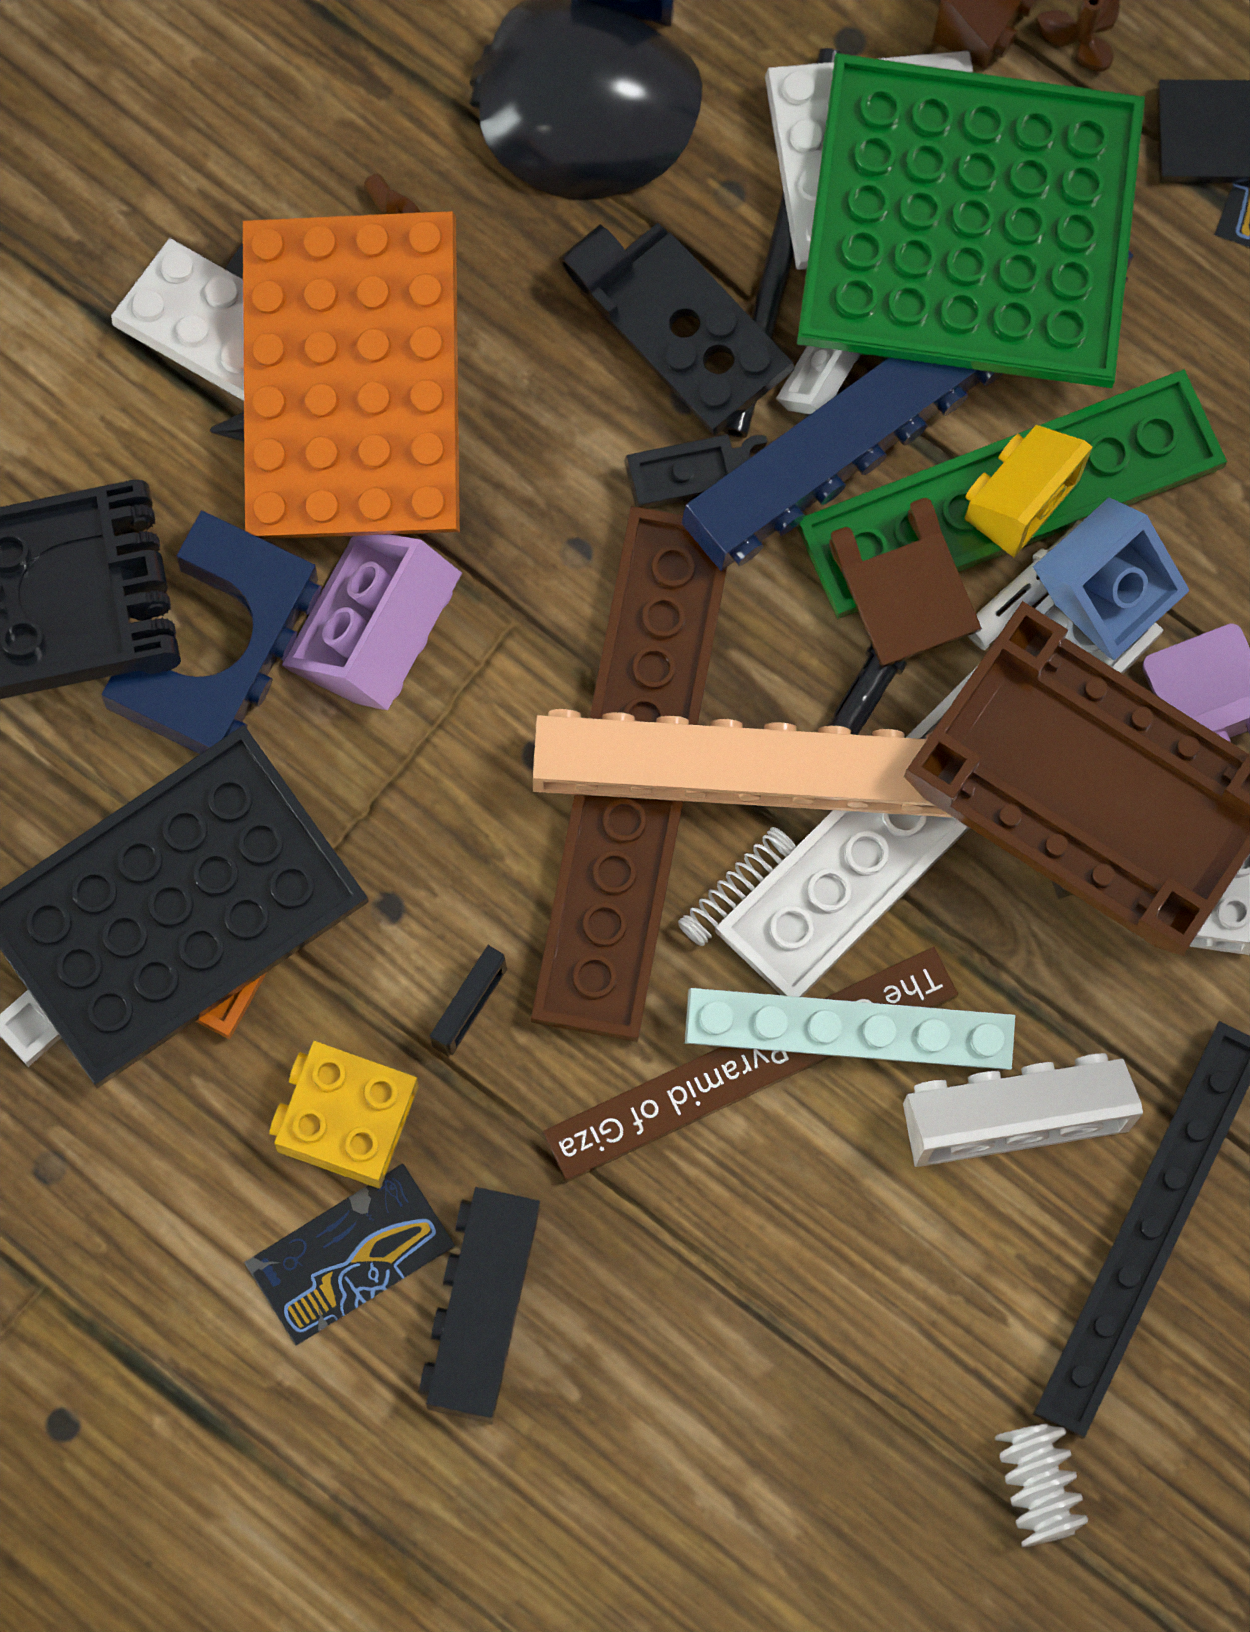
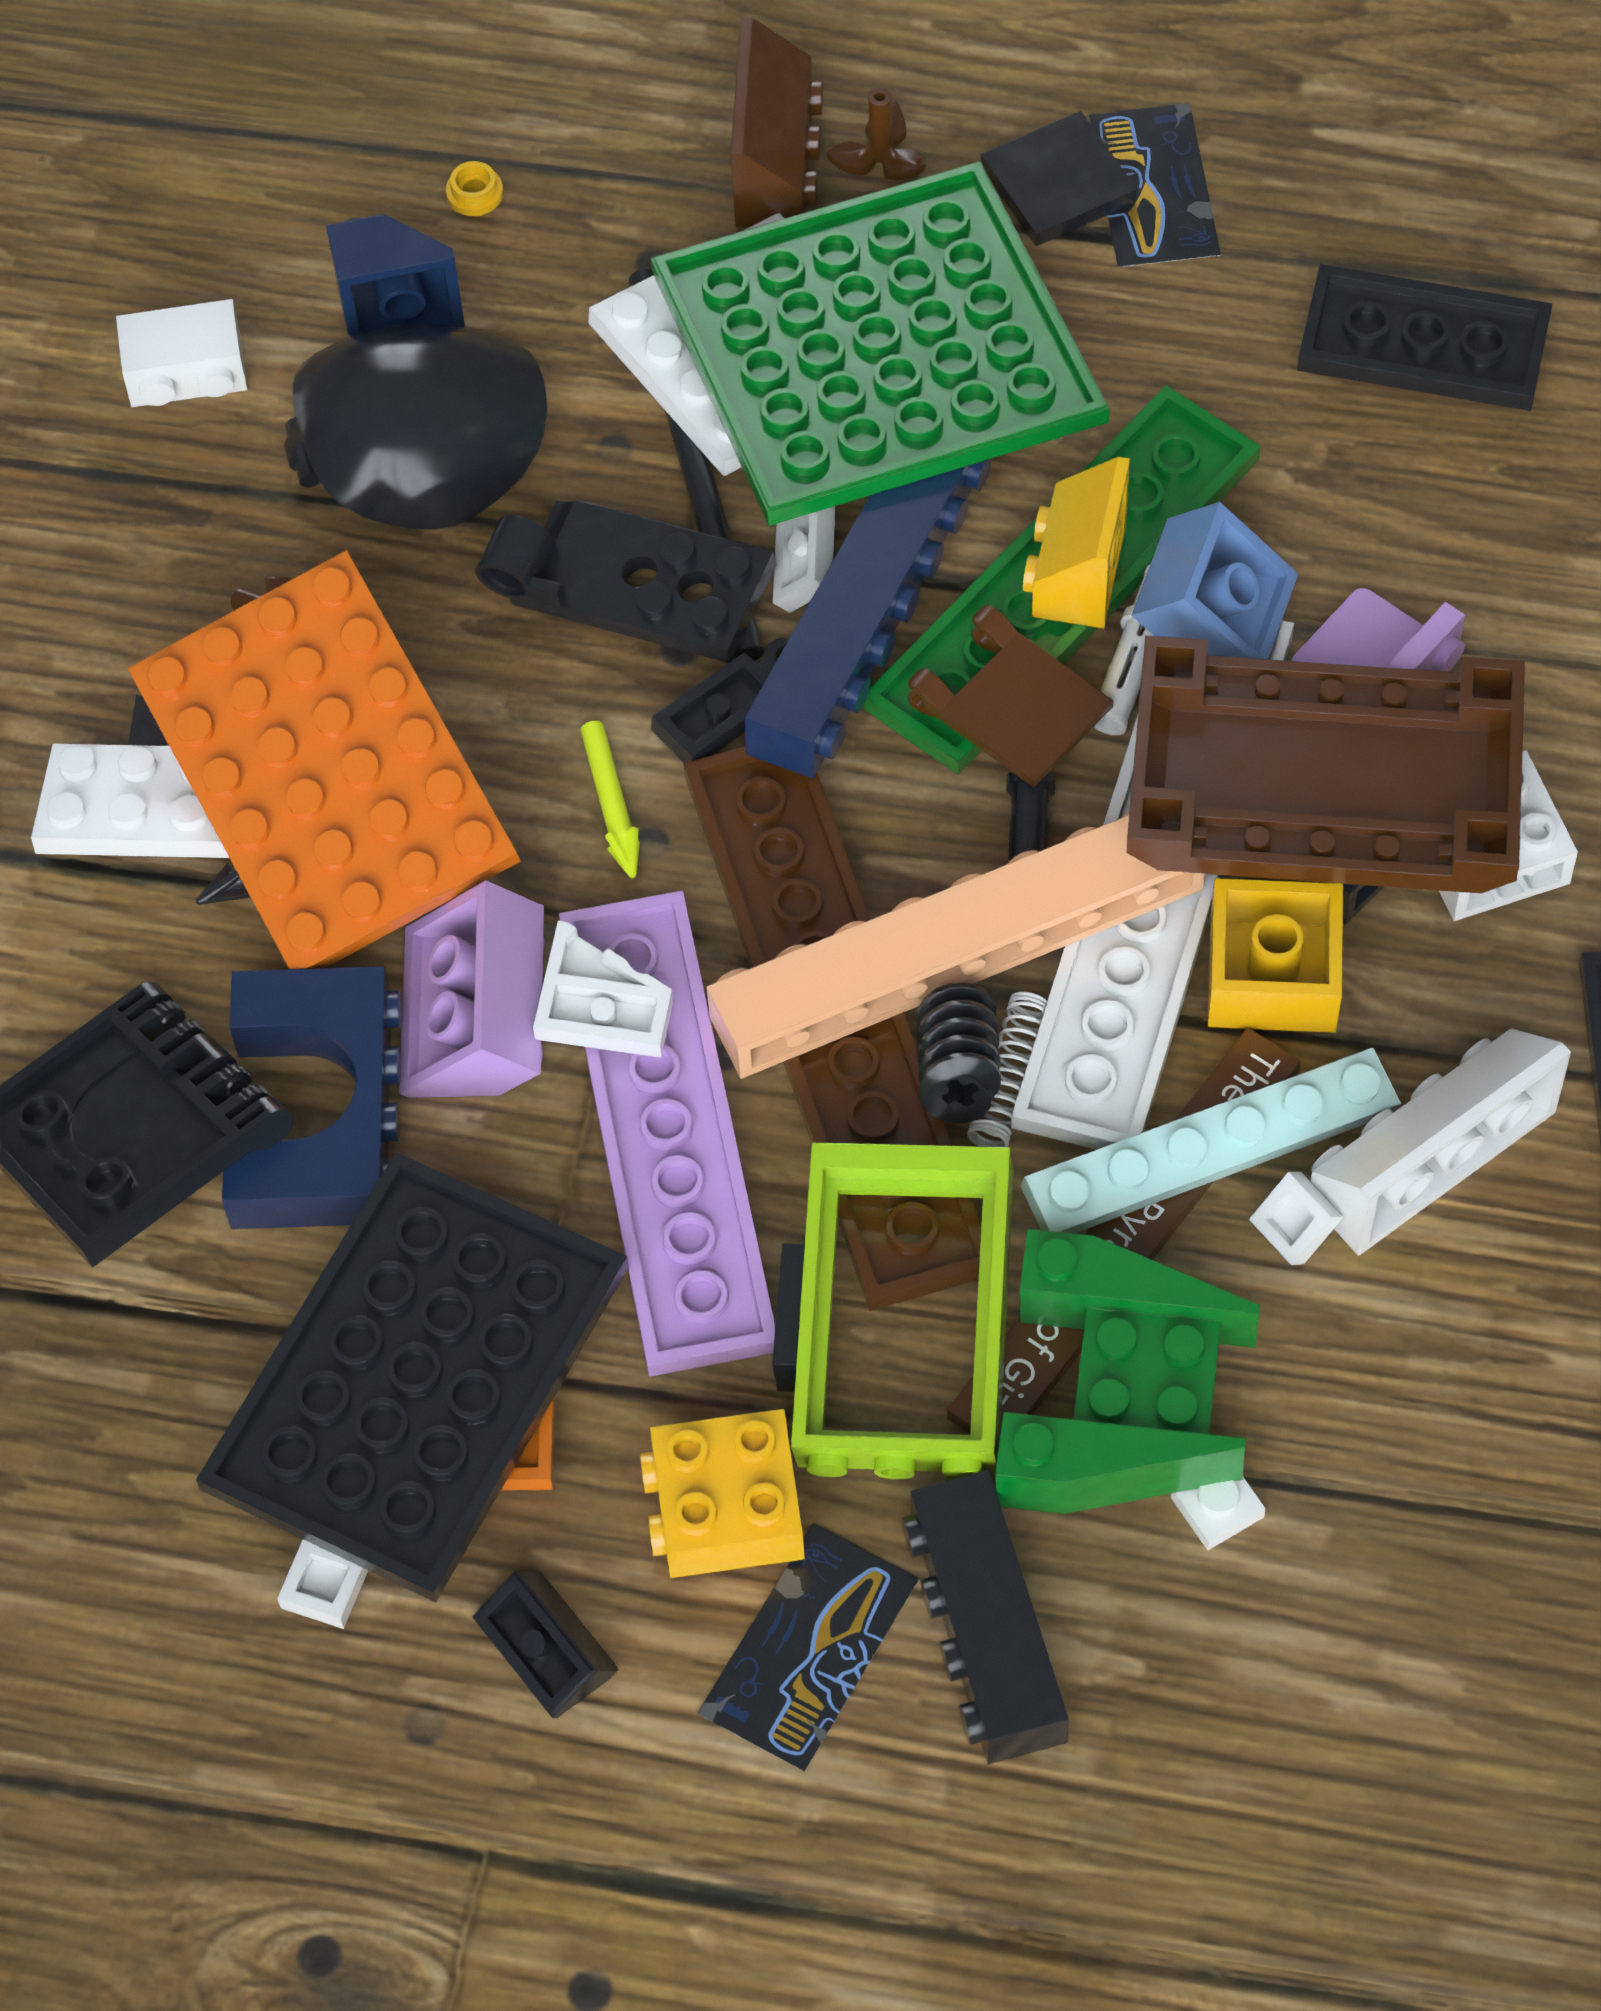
camera: 20 degrees left, 15 degrees down
(165, 1152) = (544, 1641): none -> black slope
(458, 801) = (676, 1157): none -> lavender plate
(459, 675) = (600, 1000): none -> white wing
(554, 541) = (621, 835): none -> neon yellow piece
(606, 941) = (902, 1172): none -> lime door
(685, 1193) = (1140, 1379): none -> green wedge
(699, 1304) = (1219, 1510): none -> white plate
(701, 858) = (958, 1052): none -> black piece
(880, 1118) = (1296, 1218): none -> white plate
(982, 904) = (1275, 955): none -> yellow brick

